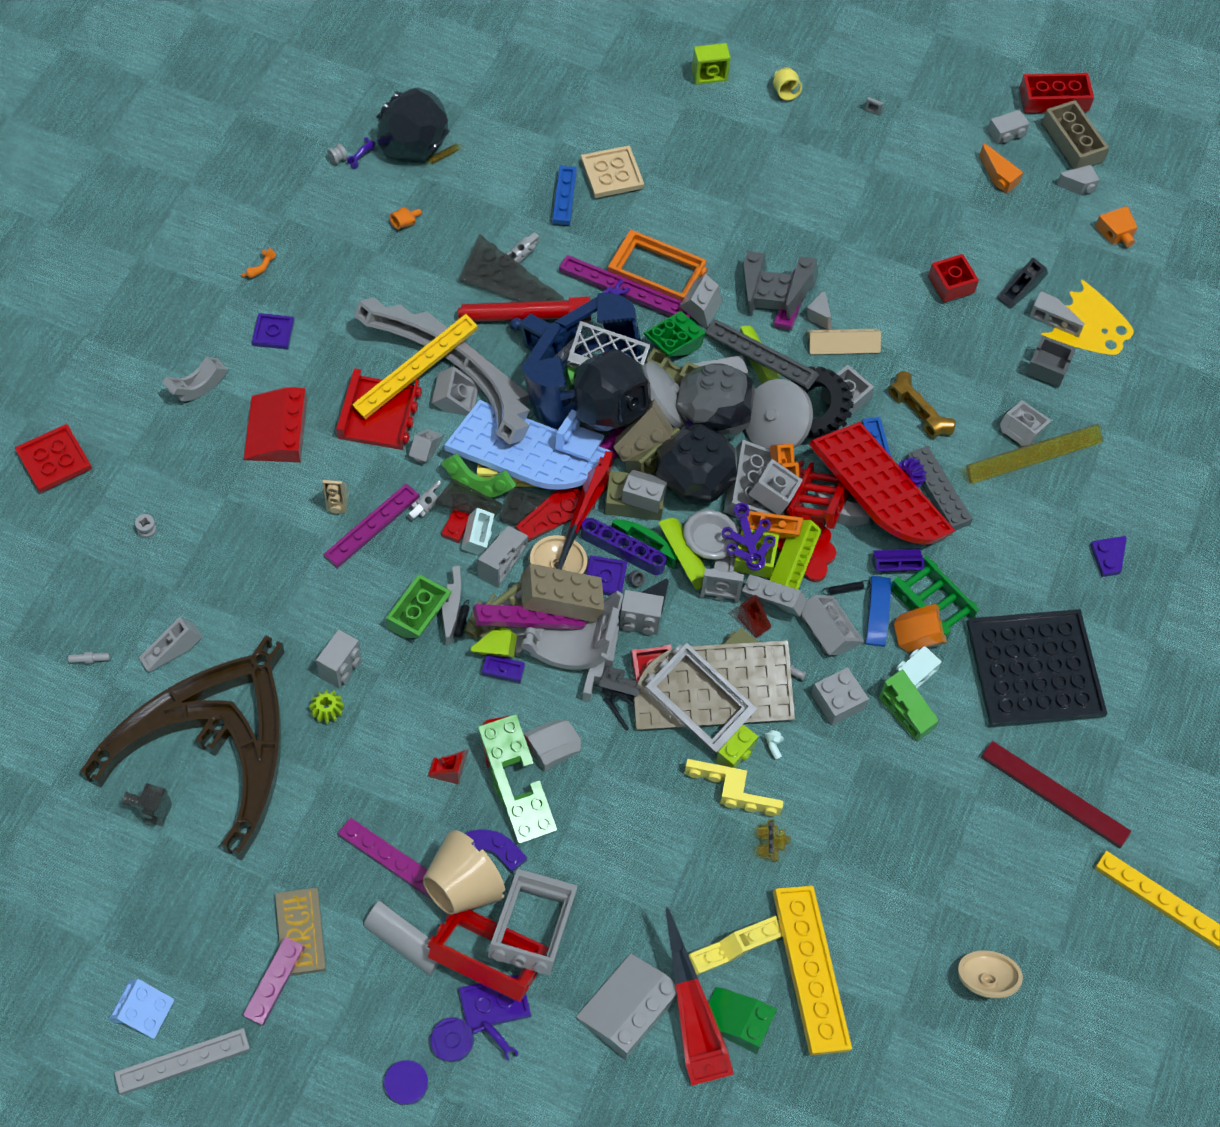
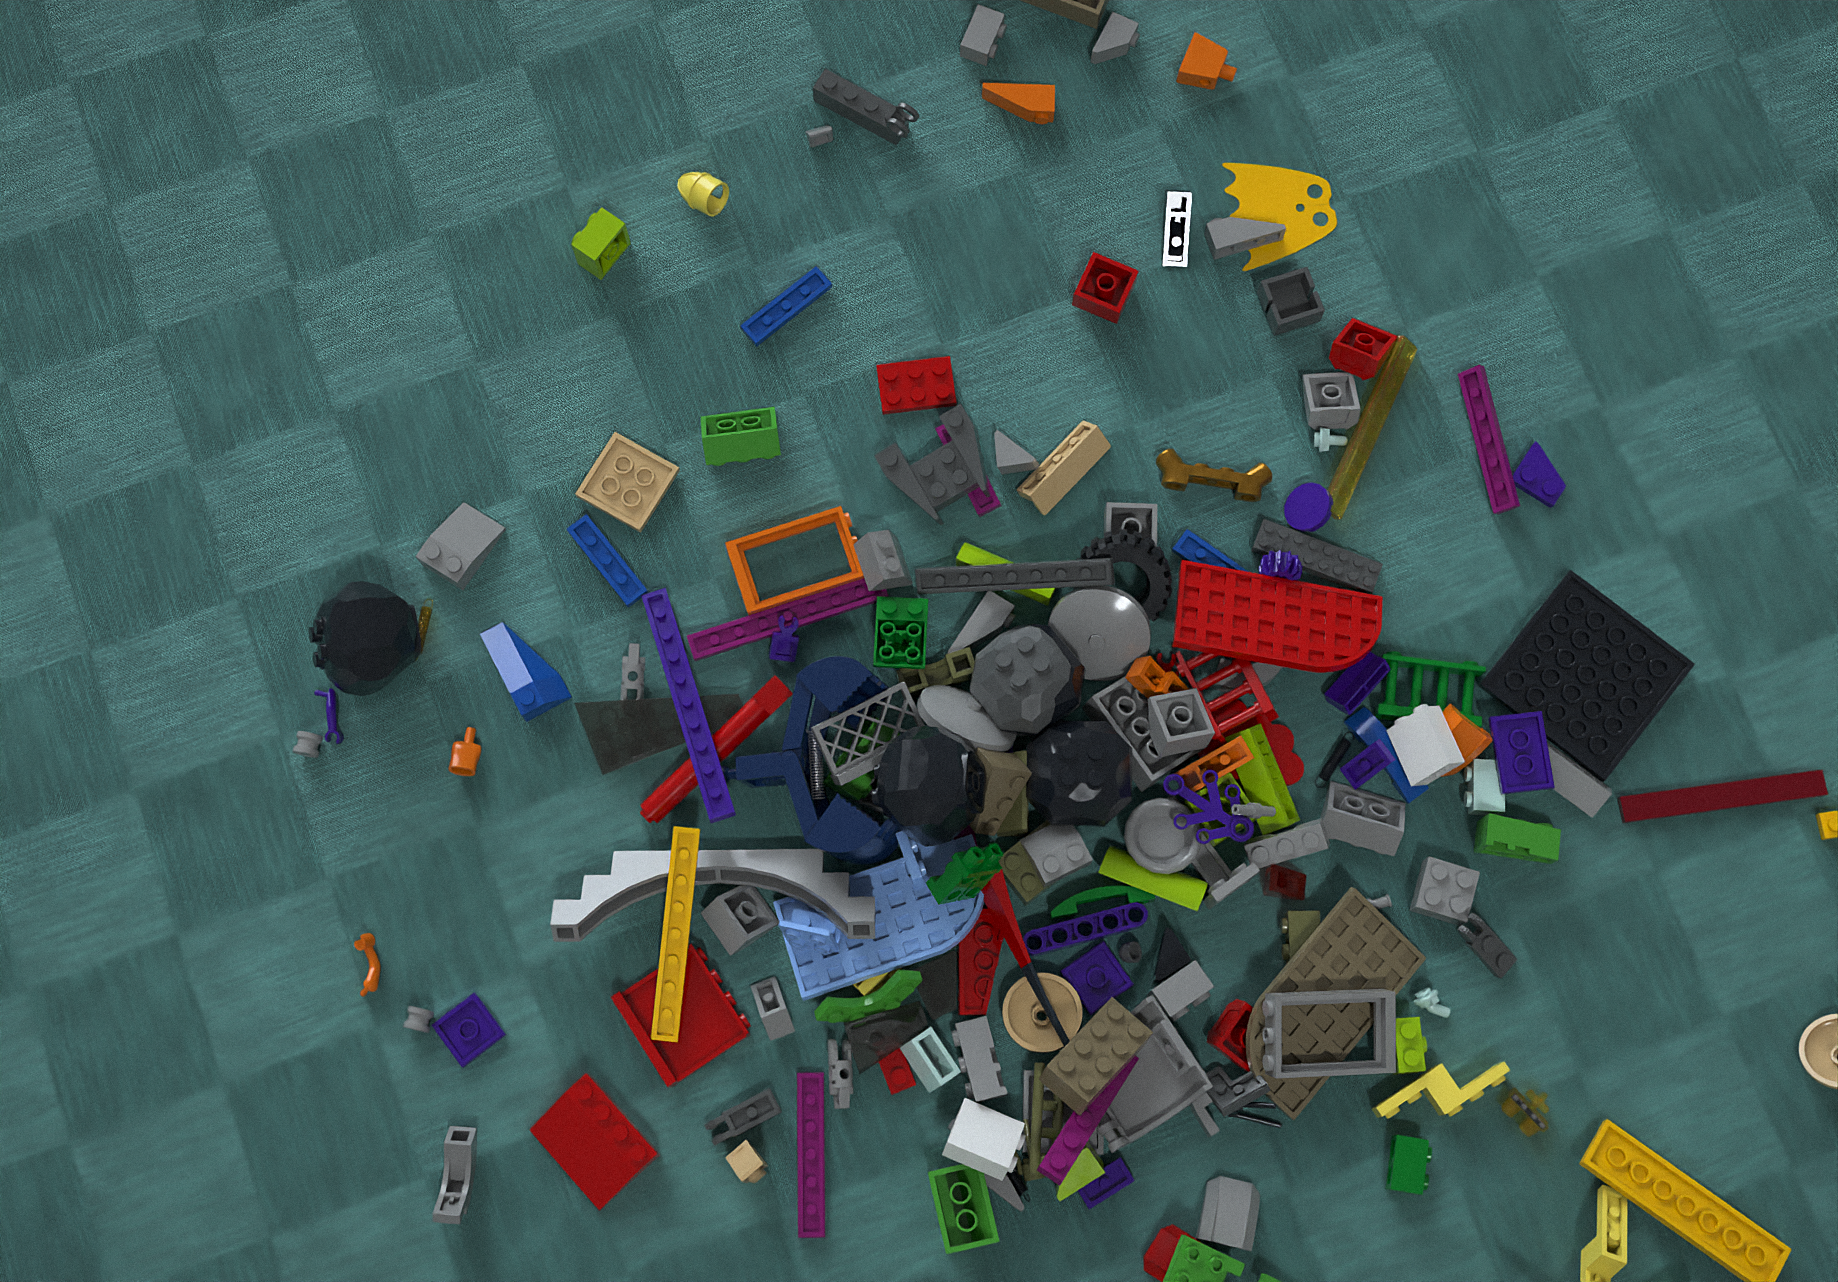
camera: 40 degrees left, 15 degrees up
(255, 304) = (418, 1019): none -> light grey wheel
(359, 478) = (746, 1115): none -> dark grey hinge
(462, 581) = (984, 1139): none -> white brick
(470, 210) = (526, 675): none -> blue wedge
(480, 418) = (811, 930): none -> light blue bracket
(501, 133) = (460, 545): none -> light grey slope
(532, 278) = (688, 706): none -> dark purple plate
(586, 448) = (966, 874): none -> green hips
(675, 806) = (1408, 1165): none -> green brick
(689, 196) = (740, 436): none -> bright green slope
(772, 558) = (1253, 810): none -> light grey bar
(775, 162) = (786, 306): none -> blue plate
(802, 242) = (916, 385): none -> red plate
(835, 741) = (1487, 947): none -> dark grey hinge
(861, 599) = (1367, 764): none -> dark purple plate
(901, 611) = (1425, 745): none -> white brick
(910, 110) = (863, 107): none -> dark grey hinge
(954, 663) = (1521, 753): none -> dark purple tile
(958, 459) = (1308, 507): none -> dark purple tile
(969, 698) = (1577, 783): none -> light grey brick
(1001, 438) = (1324, 439): none -> light aqua plate
(1067, 412) = (1361, 349): none -> red slope
(1098, 513) = (1488, 440): none -> magenta plate

